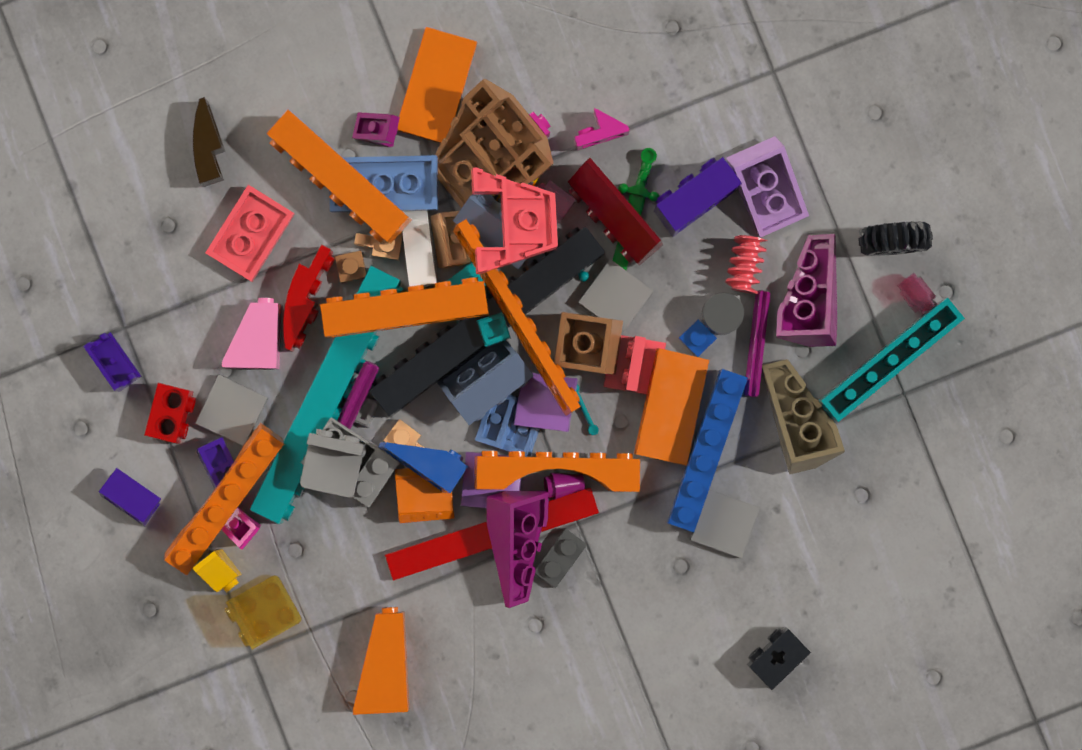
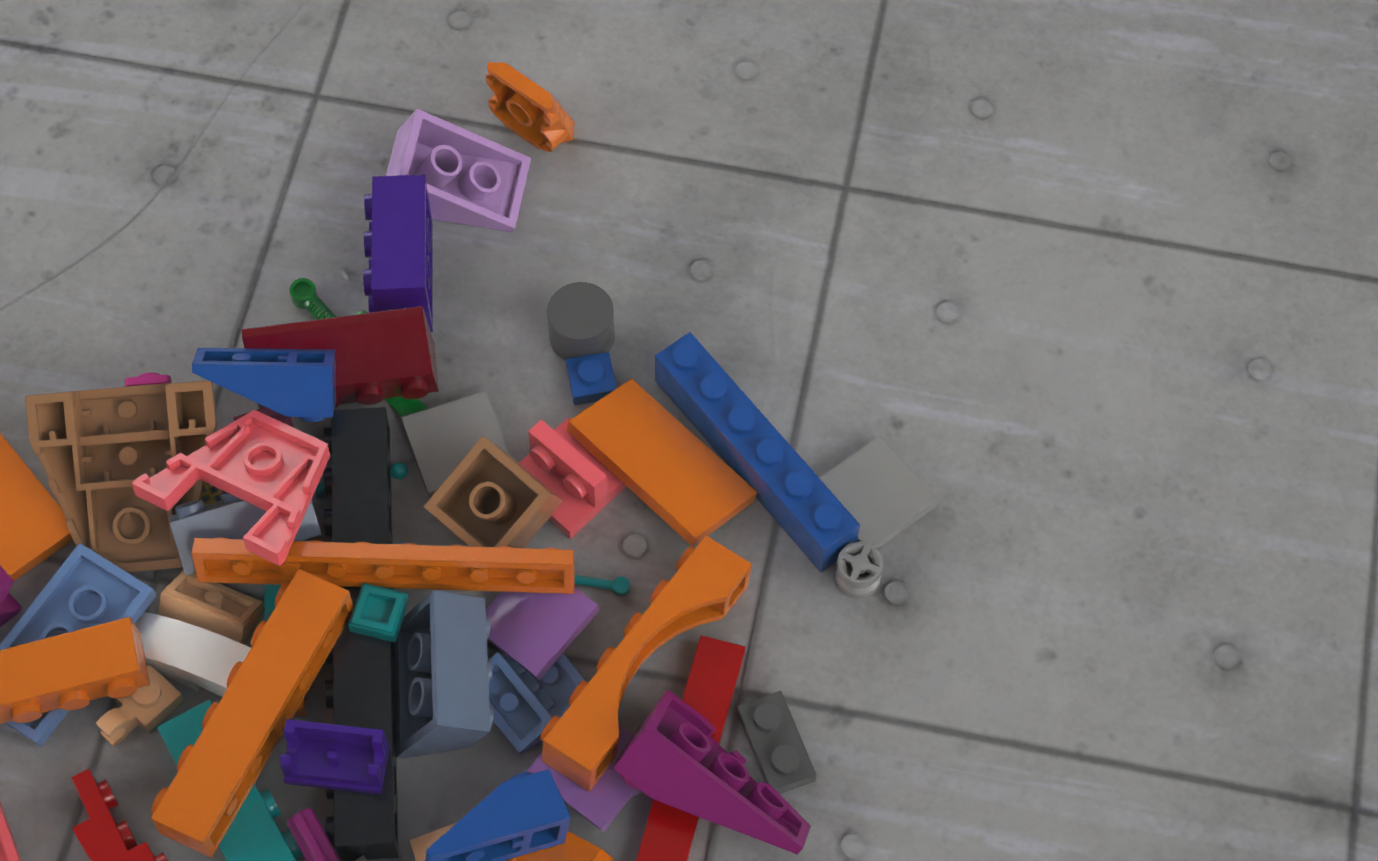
camera: 60 degrees left, 25 degrees down
(351, 266) = (139, 769): medium nougat plate -> none
(407, 363) = (334, 756): none -> dark purple hinge
(563, 484) = (670, 668): magenta cone -> none
(576, 190) = (283, 380): none -> blue slope
(608, 130) = (223, 315): dark pink slope -> none
(676, 539) = (859, 558): none -> light grey wheel
(745, 263) = (533, 255): coral piece -> none
(757, 343) = (645, 305): magenta axle -> none
(793, 654) = (1113, 535): black brick -> none
(803, 427) = (806, 318): dark tan wedge -> none
(810, 303) = (641, 210): magenta wedge -> none
(834, 199) = (527, 108): none -> orange slope
(891, 360) = (790, 165): teal brick -> none
(895, 238) = (634, 66): black gear -> none
(916, 293) = (724, 92): clear pink brick -> none

